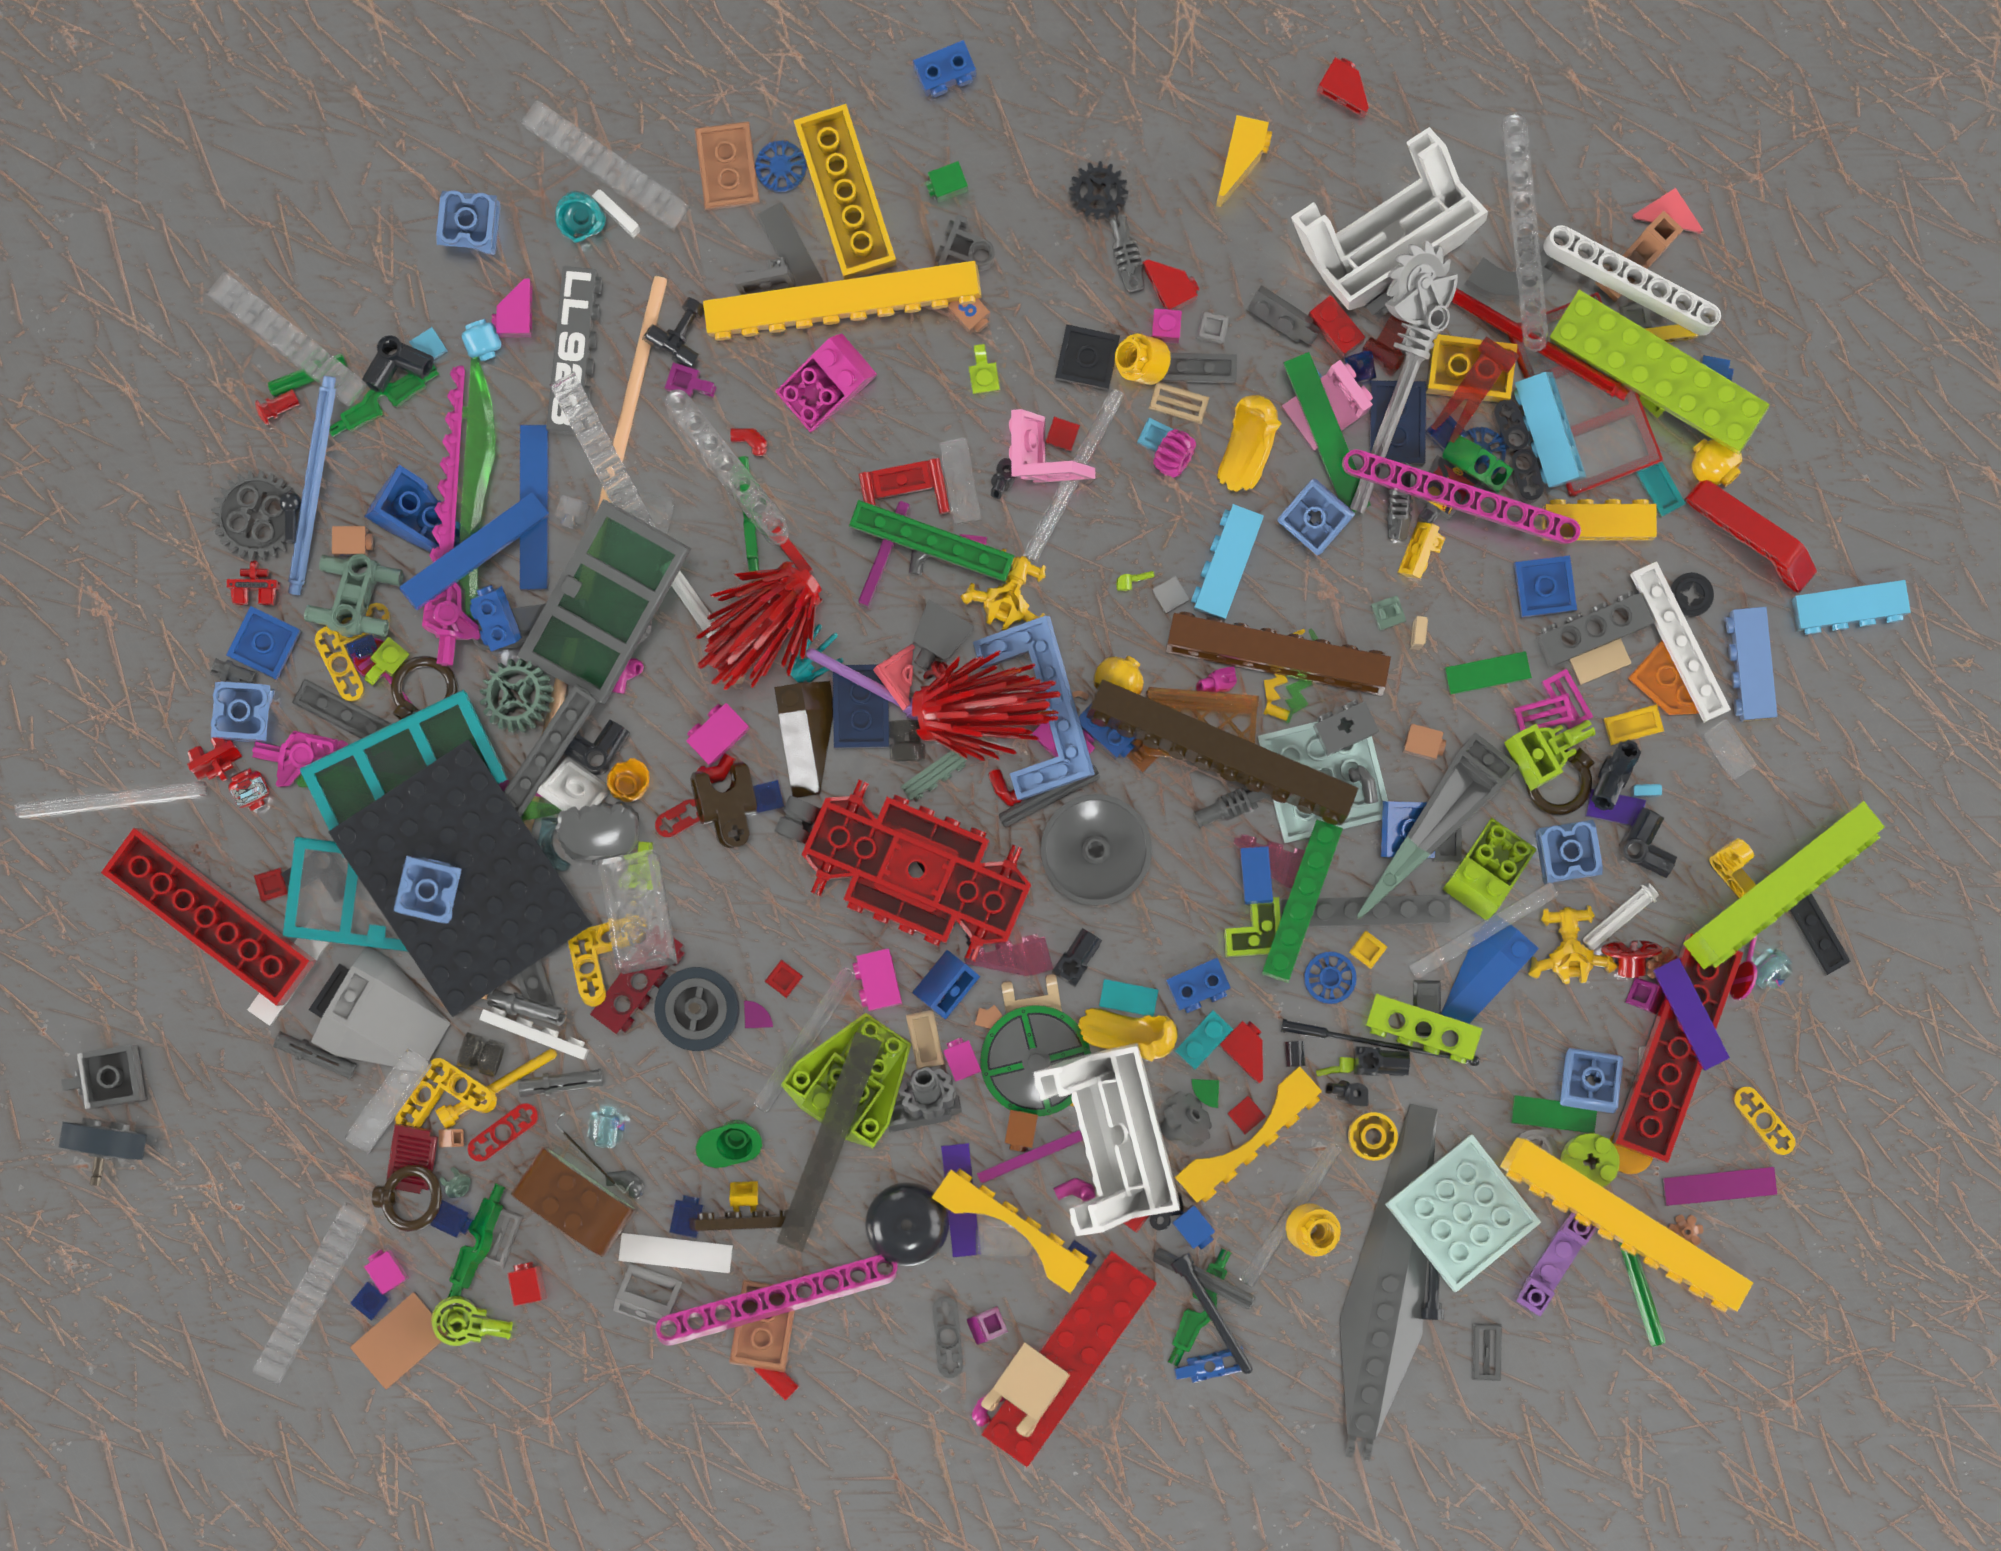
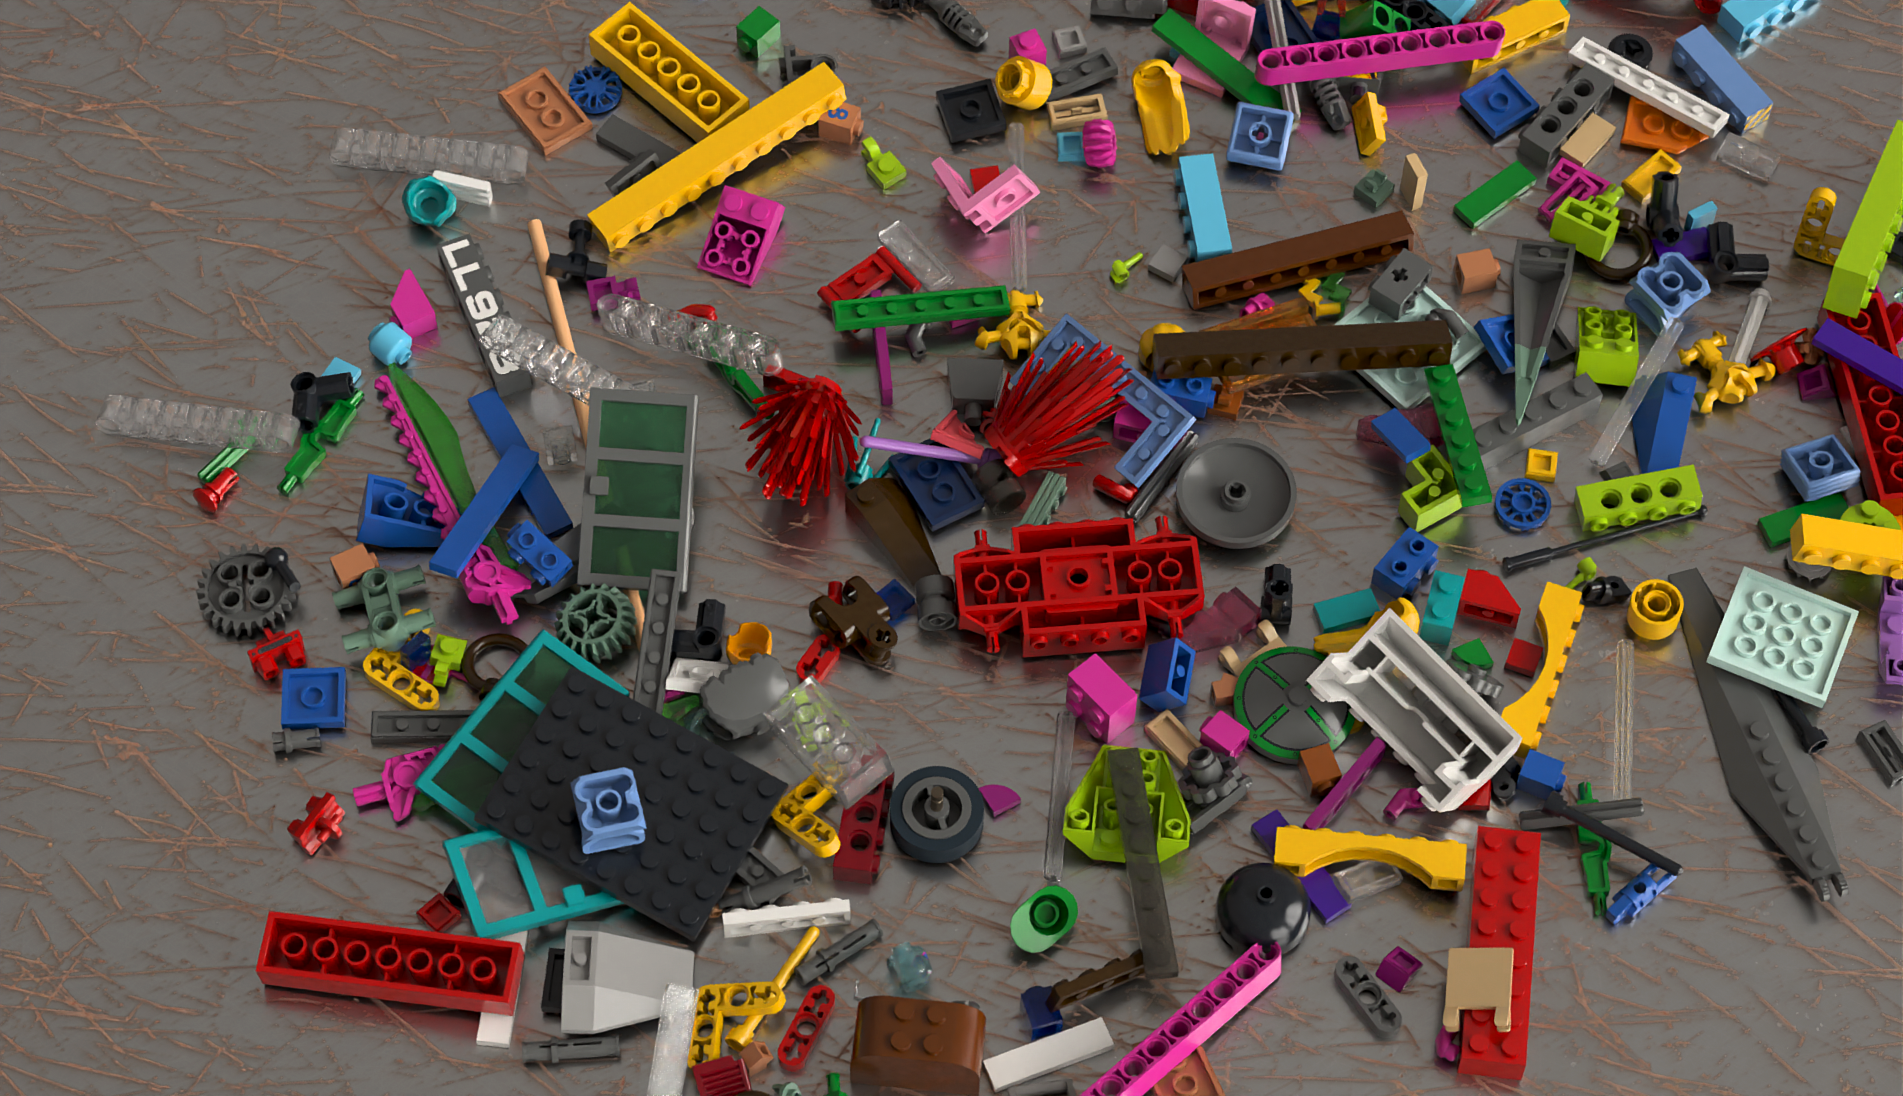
camera: 30 degrees left, 25 degrees down
(111, 799) = (228, 914): clear axle -> none
(241, 711) = (324, 760): medium blue piece -> none
(248, 789) = (368, 833): head -> none
(312, 485) = (290, 531): medium blue piece -> none
(468, 221) = (324, 249): medium blue piece -> none
(480, 1054) = (754, 961): clear smoke wheel -> none
(632, 669) = (697, 553): dark pink arm -> none
(692, 602) = (750, 483): white axle -> none
(717, 733) = (813, 566): dark pink brick -> none
(744, 1195) = (1085, 960): yellow tile -> none
(783, 979) = (1005, 753): red tile -> none
(1002, 480) = (954, 237): black piece -> none
(1171, 285) = (1008, 18): red slope -> none
(1229, 806) = (1336, 403): dark grey hinge -> none
(1295, 1053) = (1533, 581): black hinge -> none
(1301, 1223) = (1655, 718): yellow piece -> none
(1375, 1061) = (1616, 546): black piece -> none

